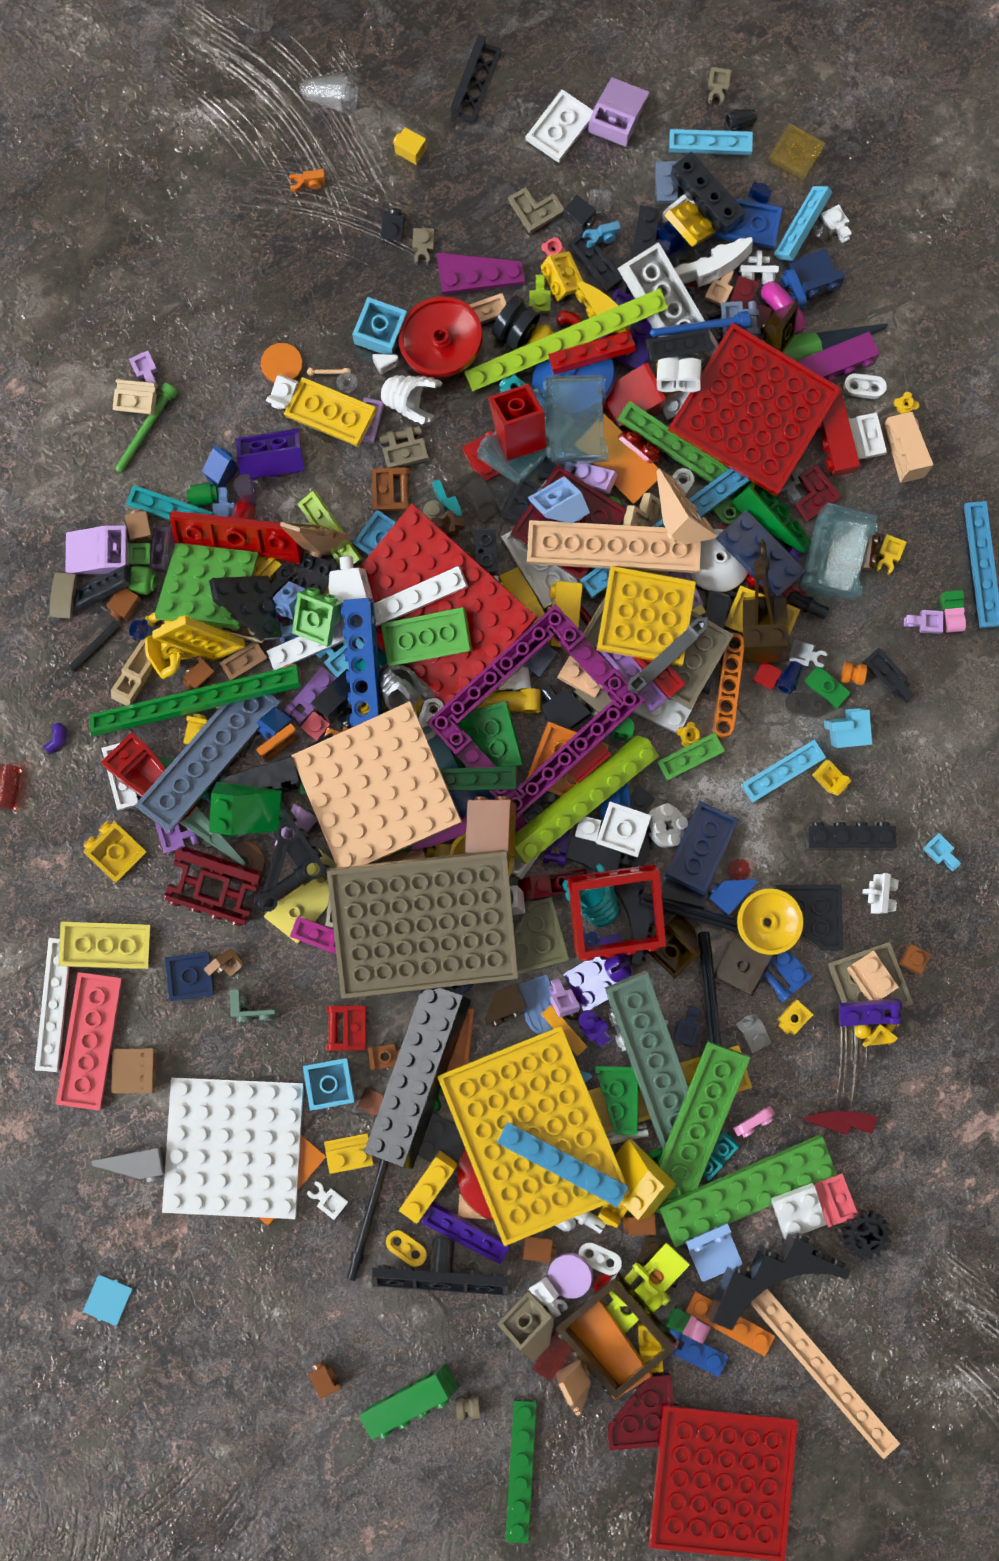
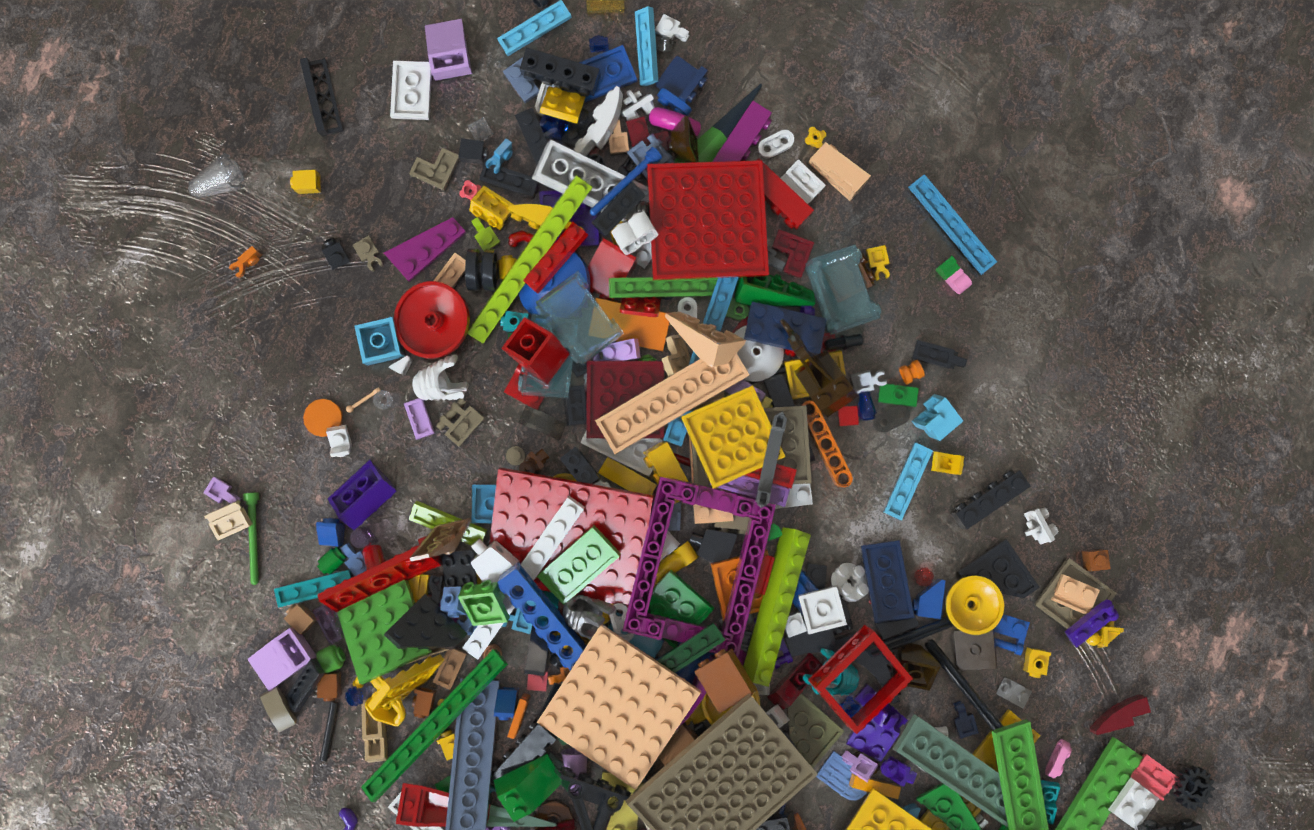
camera: 30 degrees left, 5 degrees up
(139, 554) = (315, 638): bright green plate -> none
(308, 694) = (517, 659): medium lavender plate -> none
(330, 412) = (386, 432): yellow plate -> none
(384, 489) = (466, 463): dark orange plate -> none
(448, 504) = (526, 442): teal slope -> none
(506, 1003) = (820, 794): dark brown slope -> none
(560, 501) = (608, 391): light blue slope -> none
(691, 756) = (832, 516): bright green plate -> none
(694, 734) = (824, 500): yellow plate -> none
(929, 621) = (940, 295): lavender plate -> none
(939, 850) = (1062, 464): medium azure plate -> none

